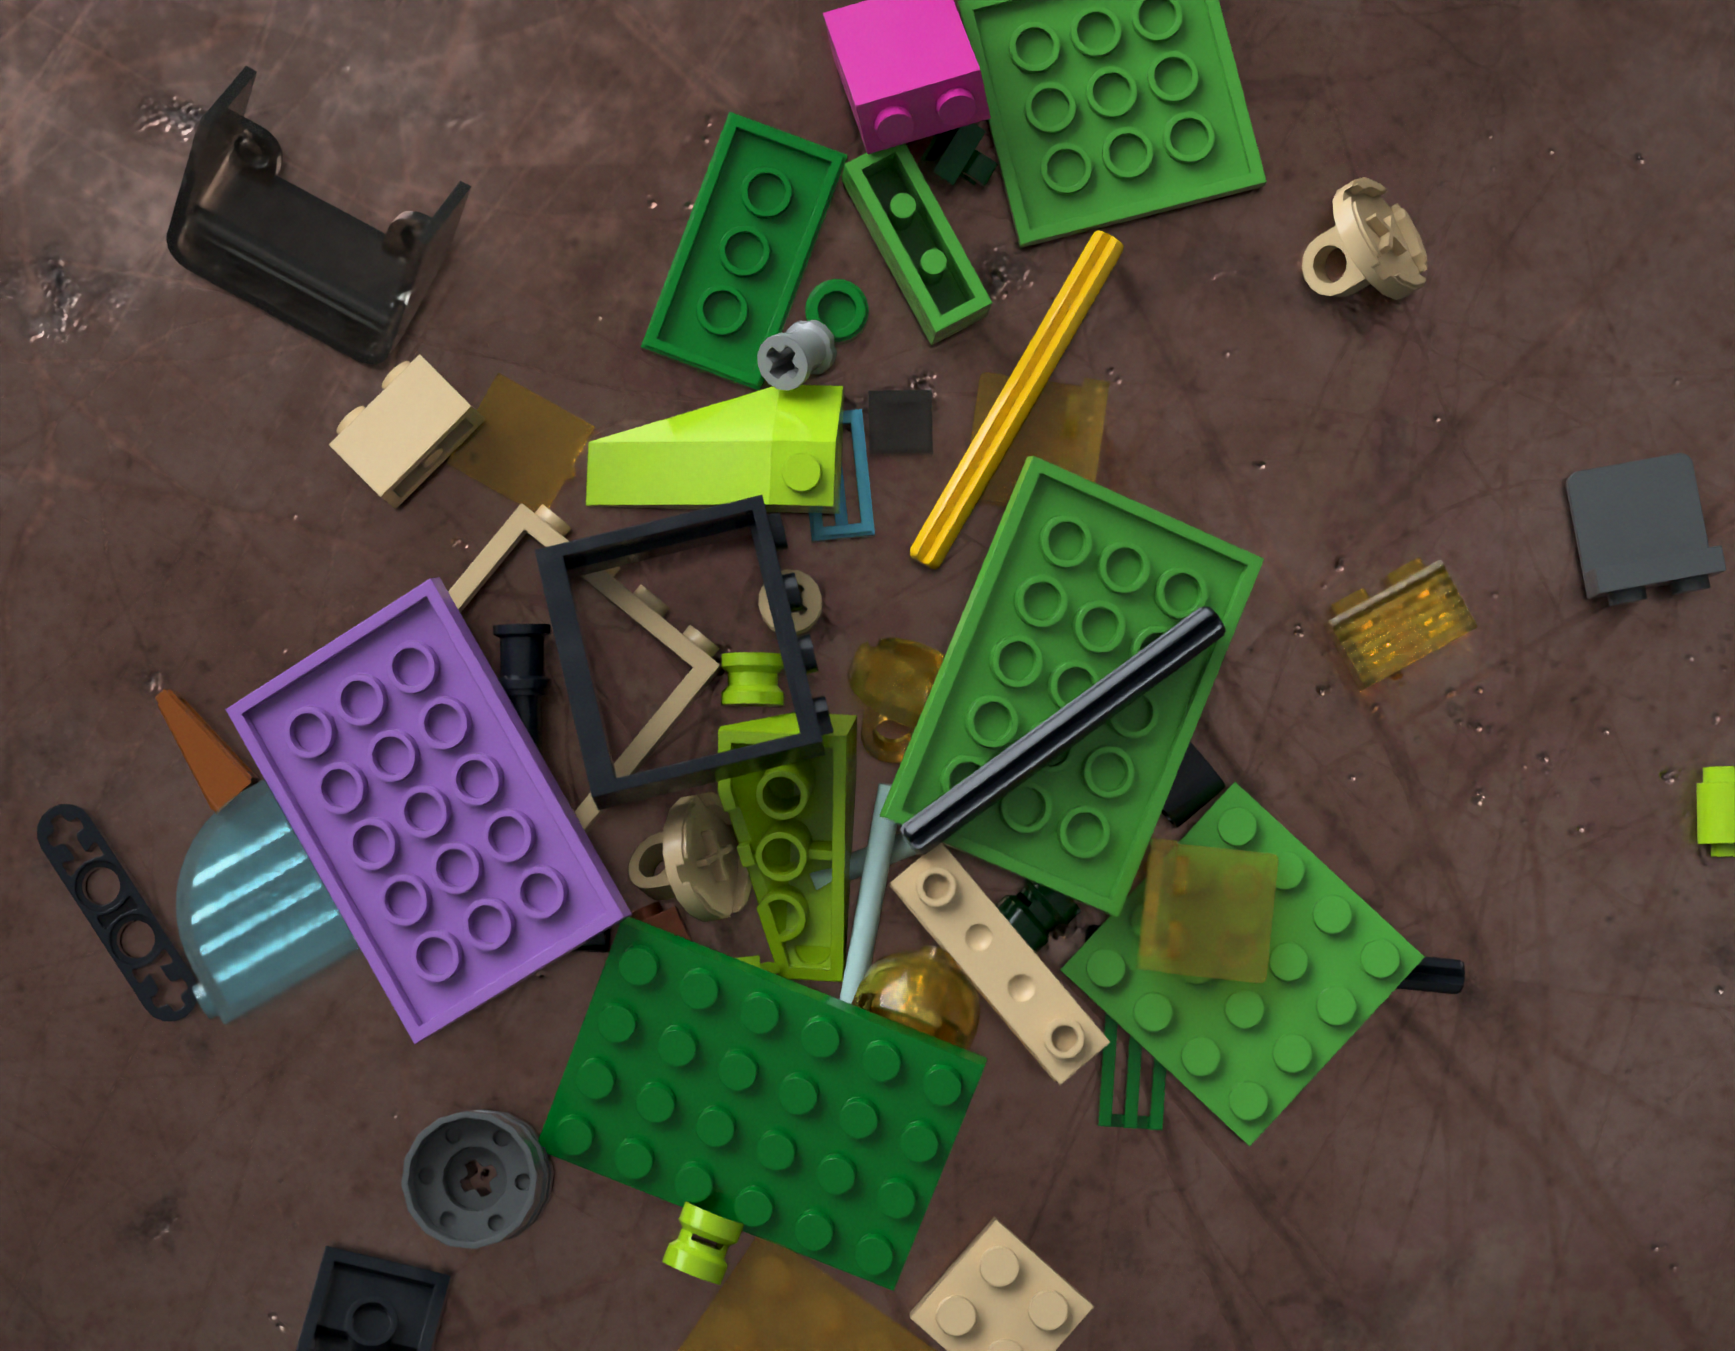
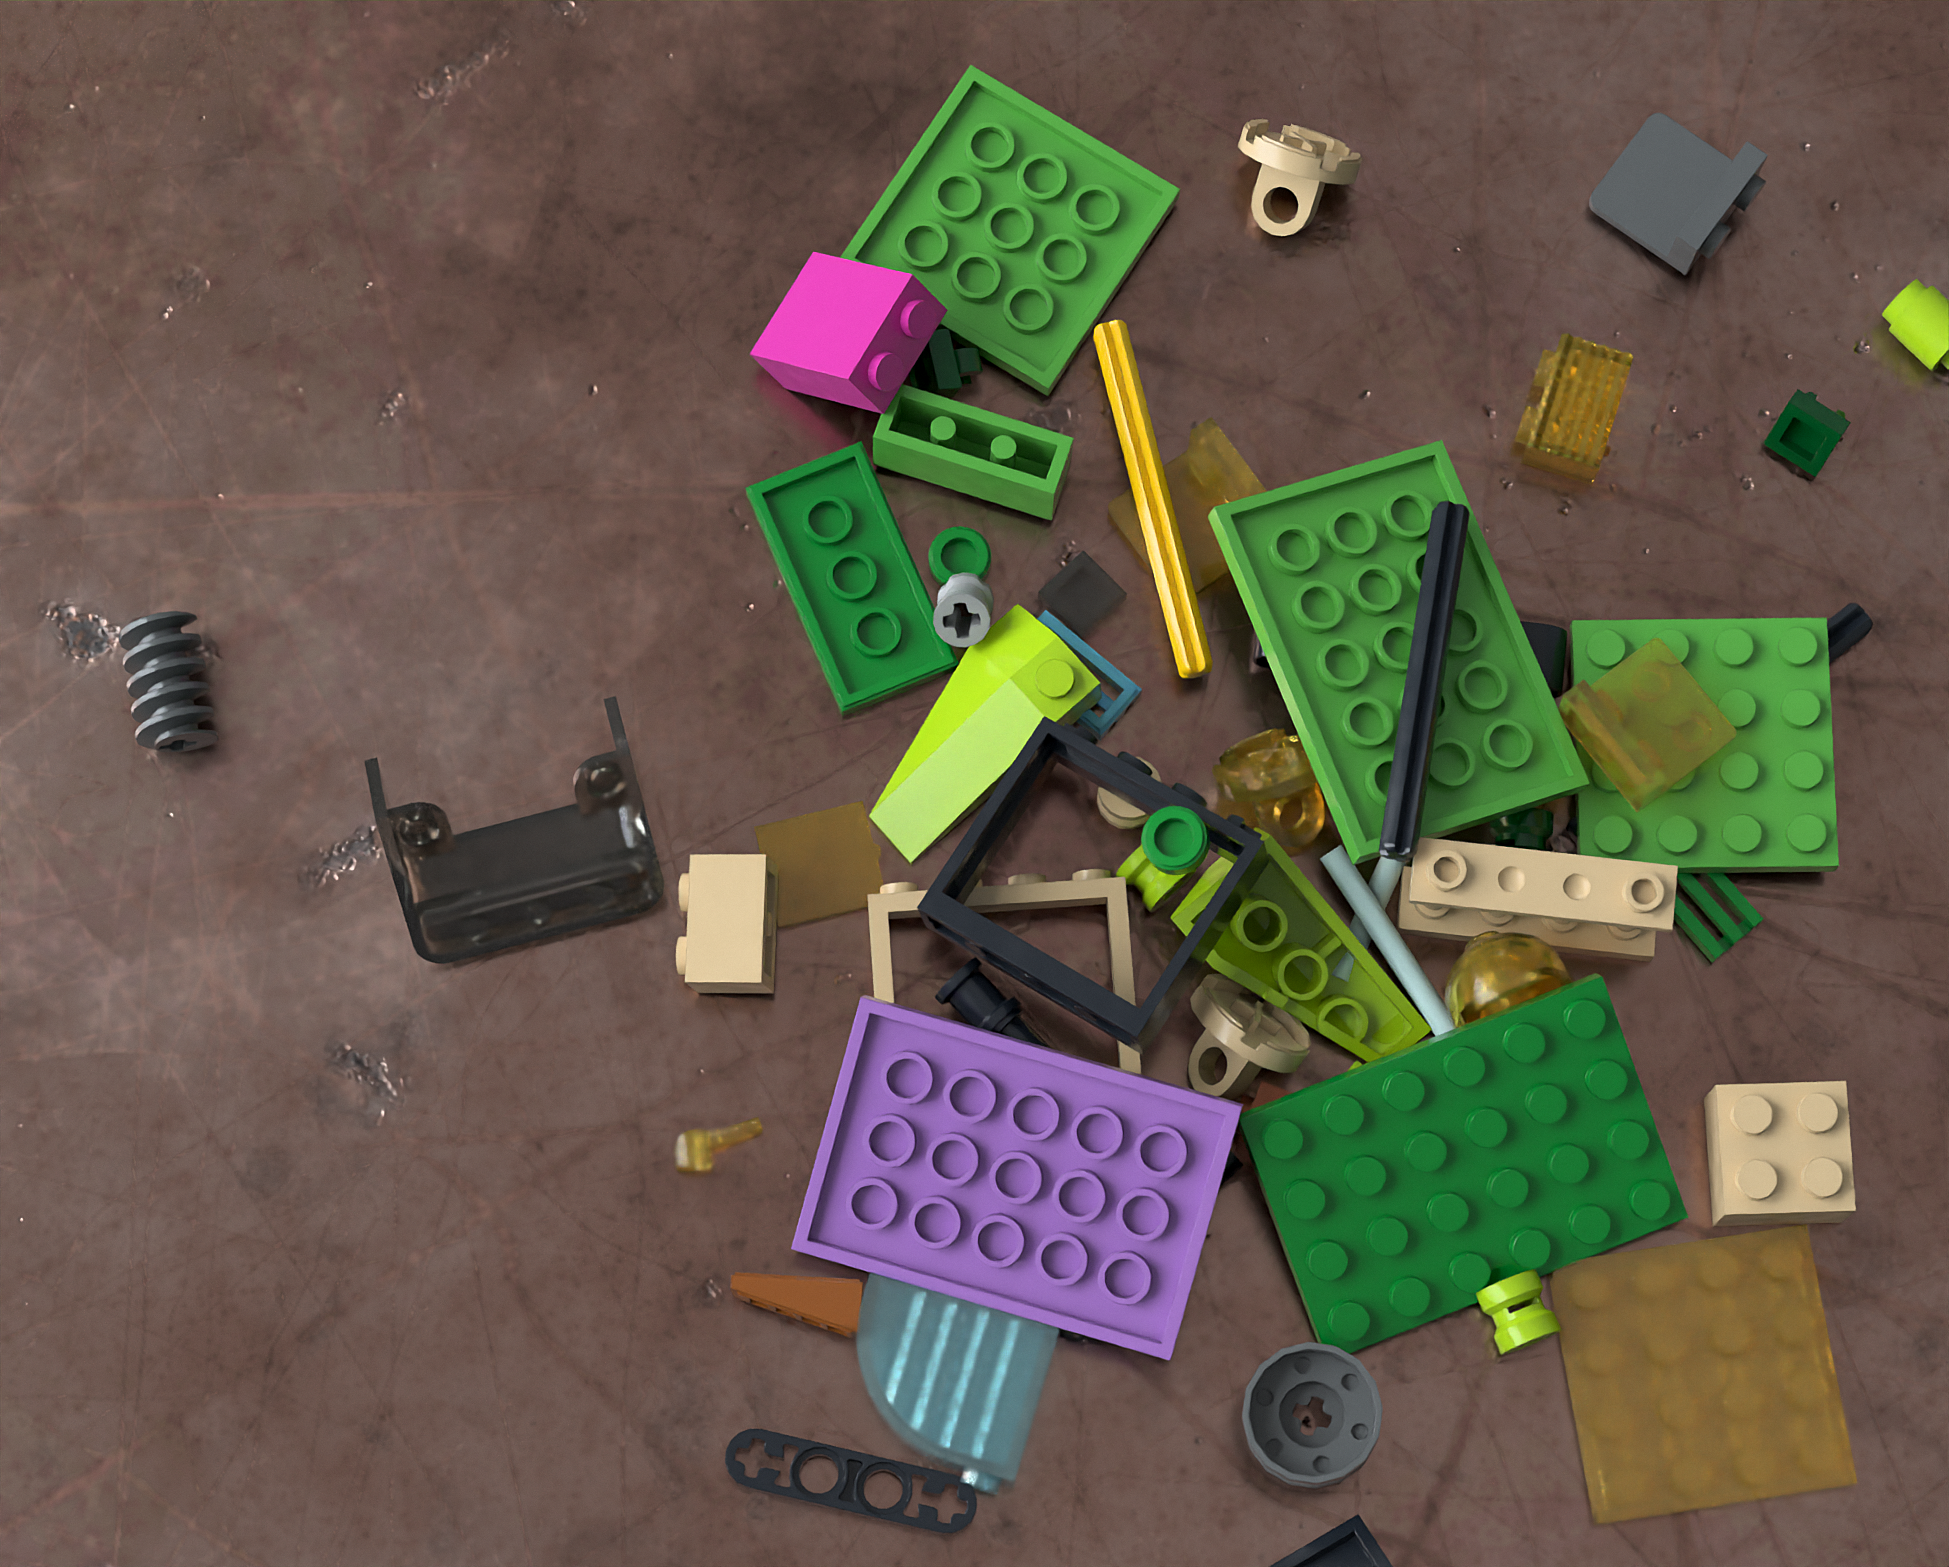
camera: 45 degrees left, 10 degrees down
(233, 569) = (695, 1146): none -> clear yellow hand
(759, 679) = (1175, 840): none -> green tile
(1556, 803) = (1807, 432): none -> dark green tile

